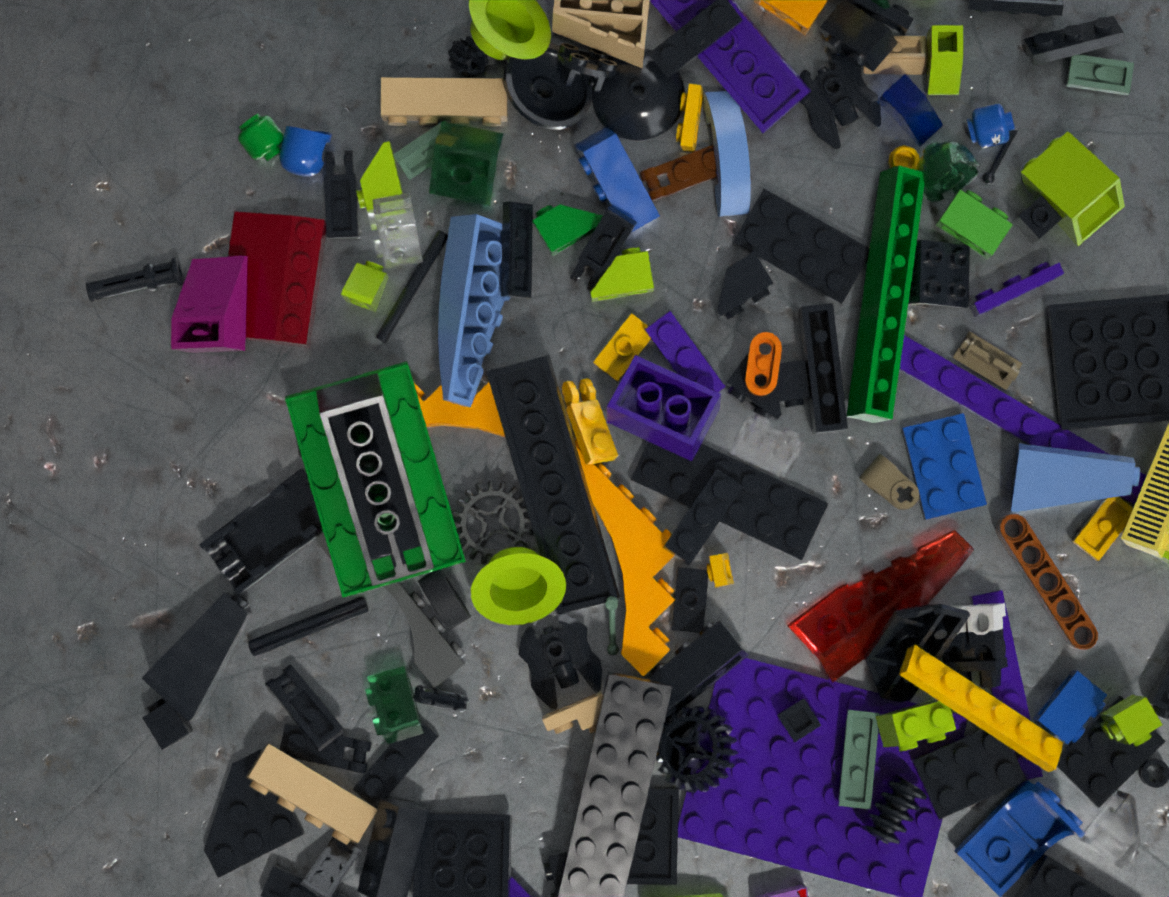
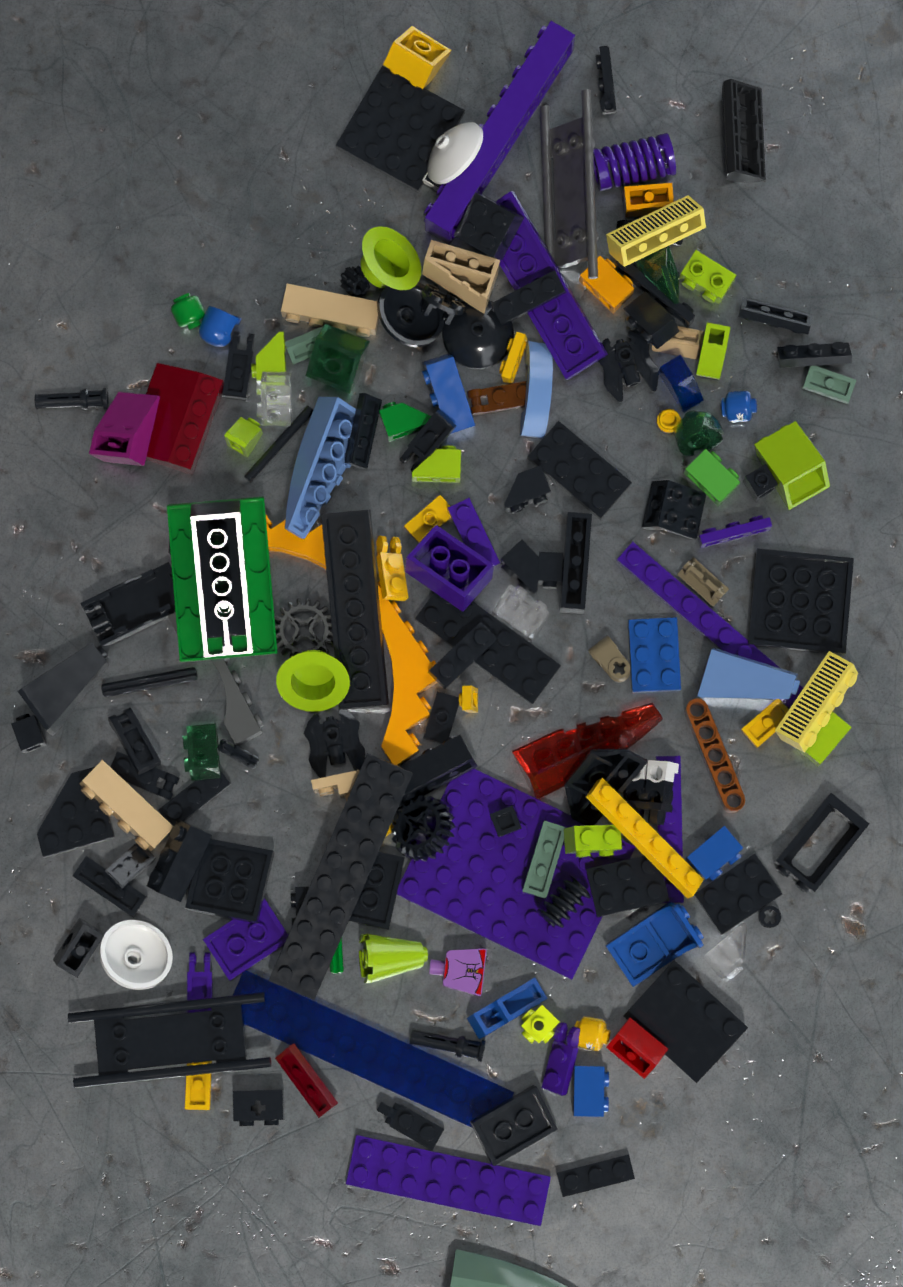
camera: 15 degrees right, 5 degrees down
(444, 599) = (256, 679): black tyre -> none
(611, 604) = (381, 706): sand green hinge -> none
(762, 364) = (529, 549): orange plate -> none
(886, 295) = (633, 516): green brick -> none
(989, 176) = (731, 444): black hinge -> none
(1130, 720) = (755, 869): lime brick -> none

